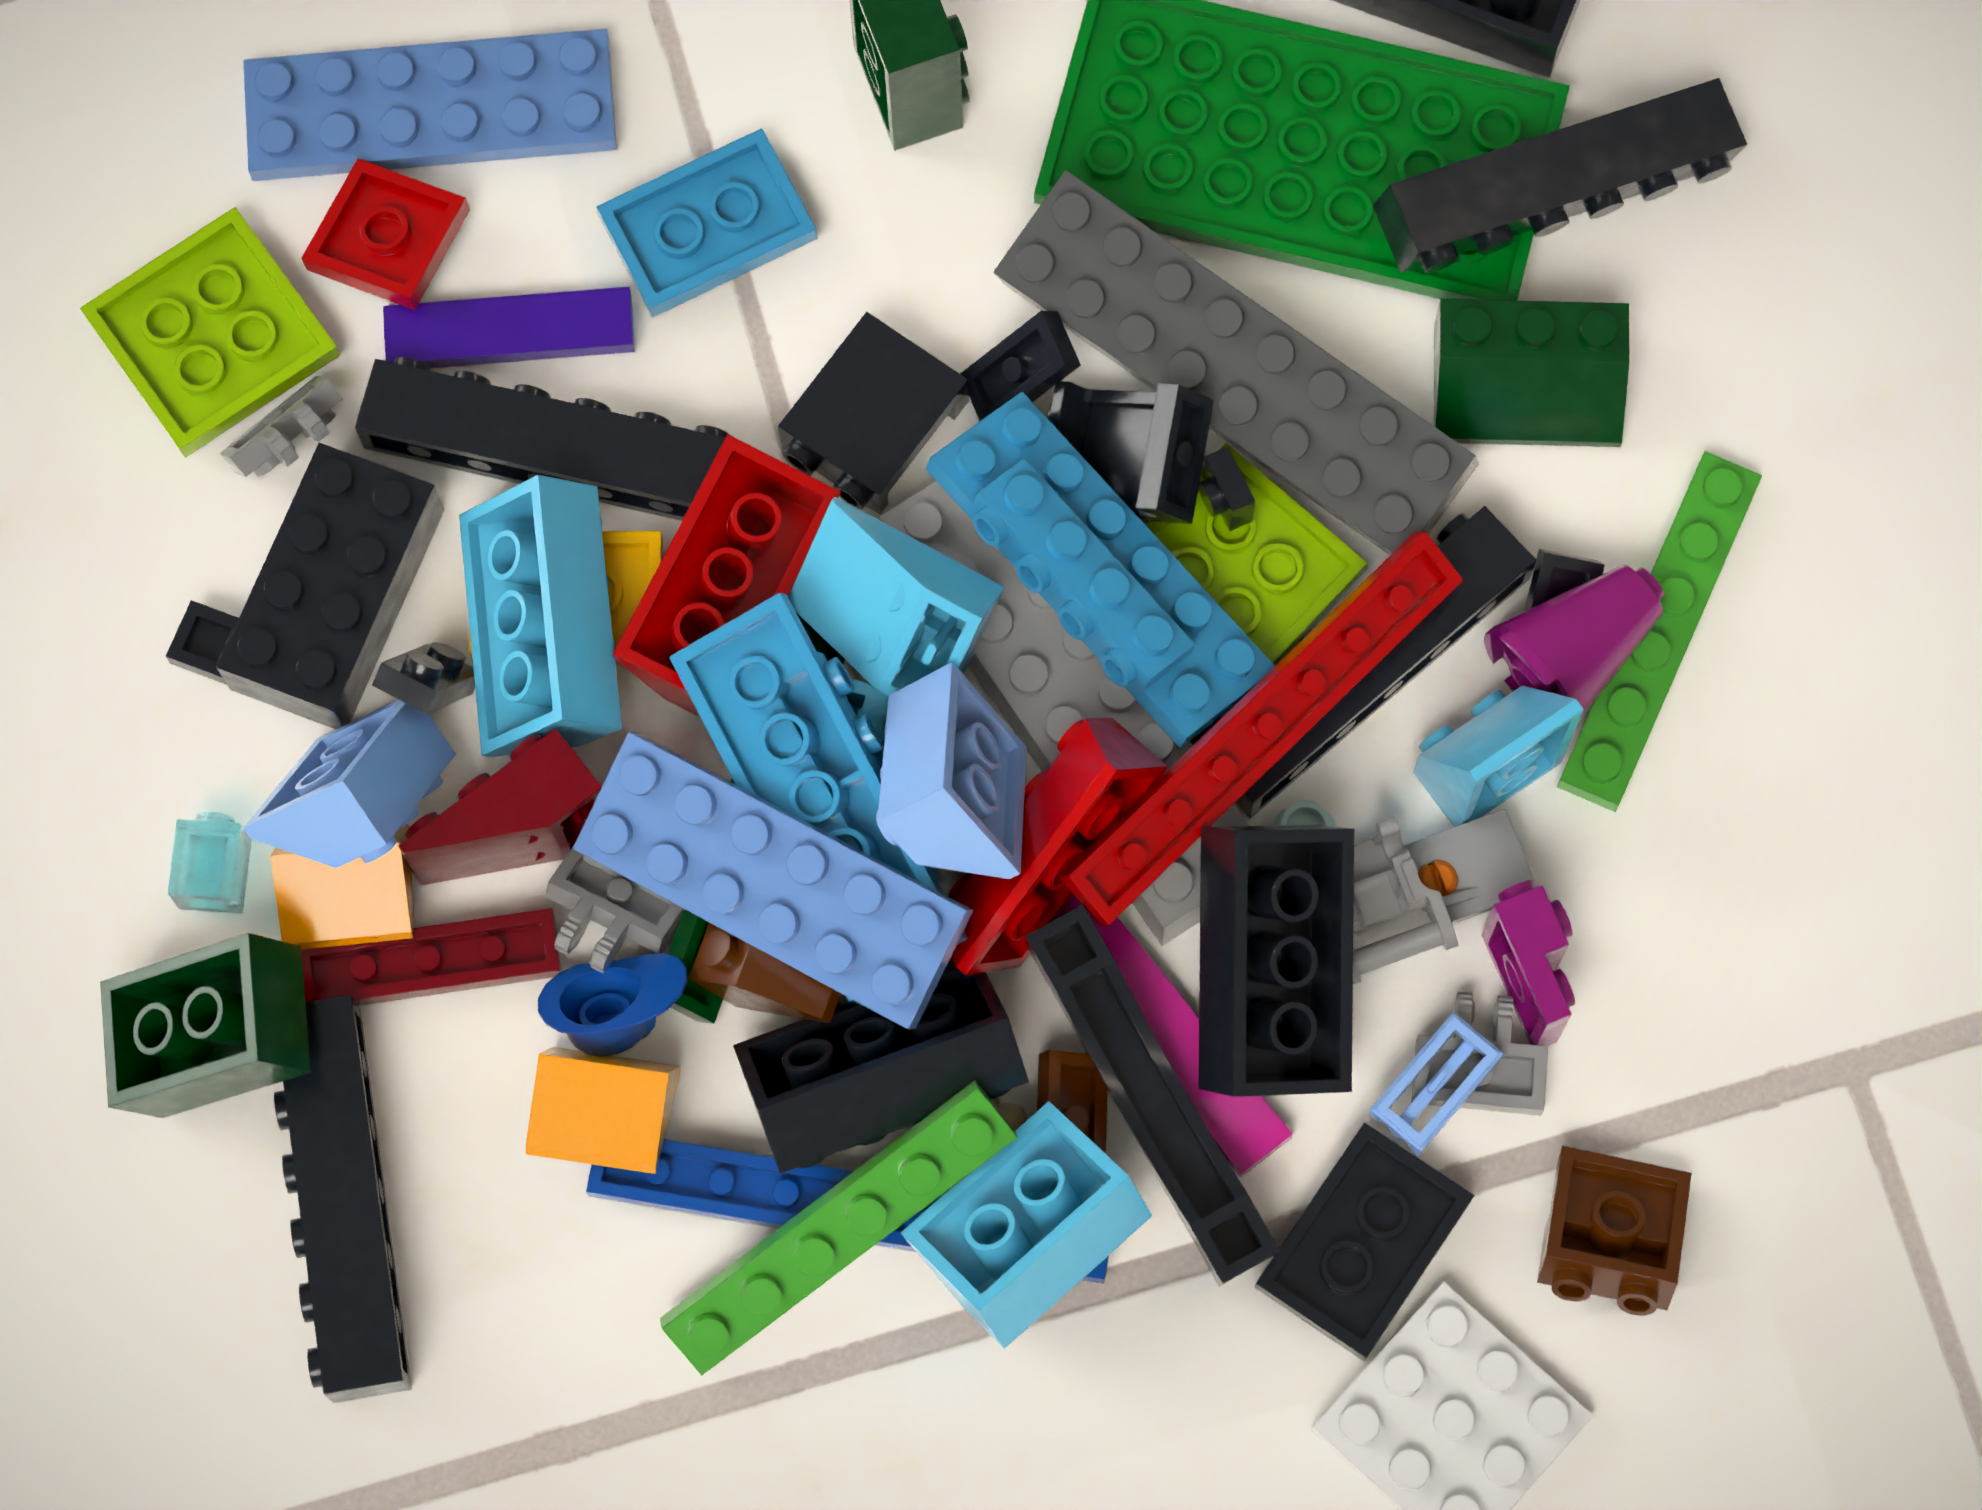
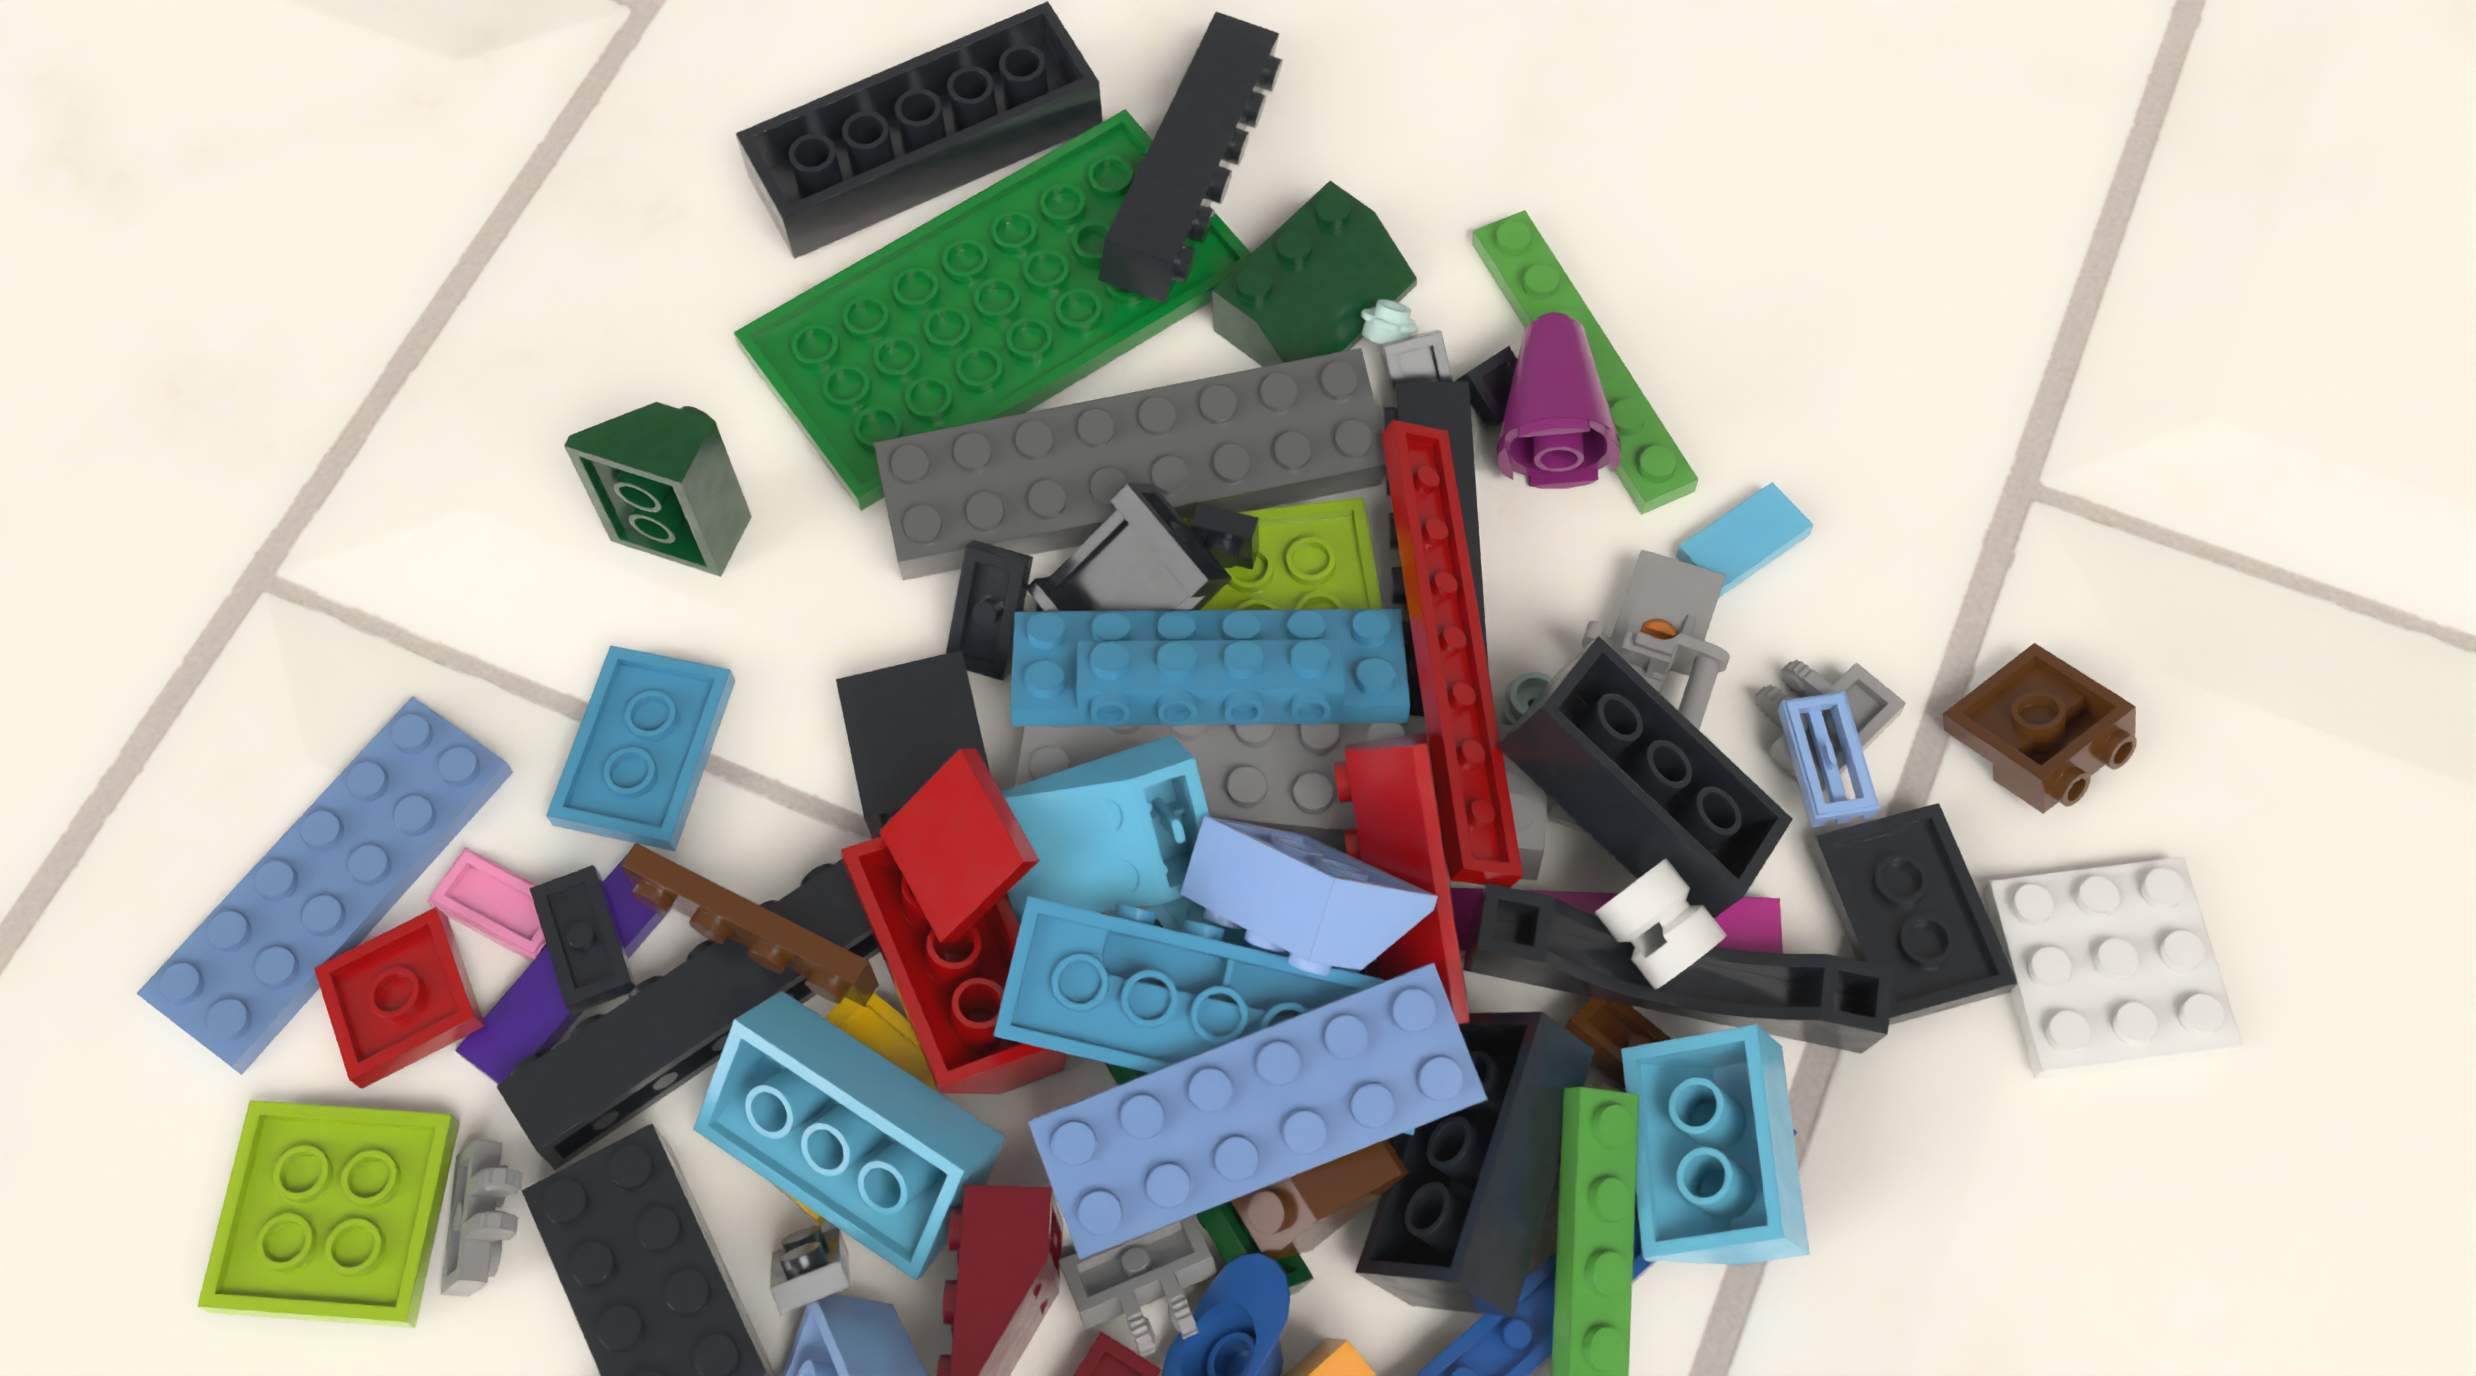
camera: 50 degrees left, 10 degrees down
(511, 237) = (491, 903): none -> bright pink tile
(526, 317) = (583, 939): none -> black plate
(623, 448) = (770, 938): none -> reddish brown plate
(789, 512) = (958, 845): none -> red tile
(1164, 1053) = (1661, 924): none -> white wheel
(1496, 752) = (1597, 511): medium azure slope -> none
(1526, 945) = (1777, 618): magenta plate -> none
(1530, 508) = (1416, 359): none -> plate
(1549, 456) = (1387, 322): none -> light aqua plate
(1600, 882) = (1747, 537): none -> medium azure tile

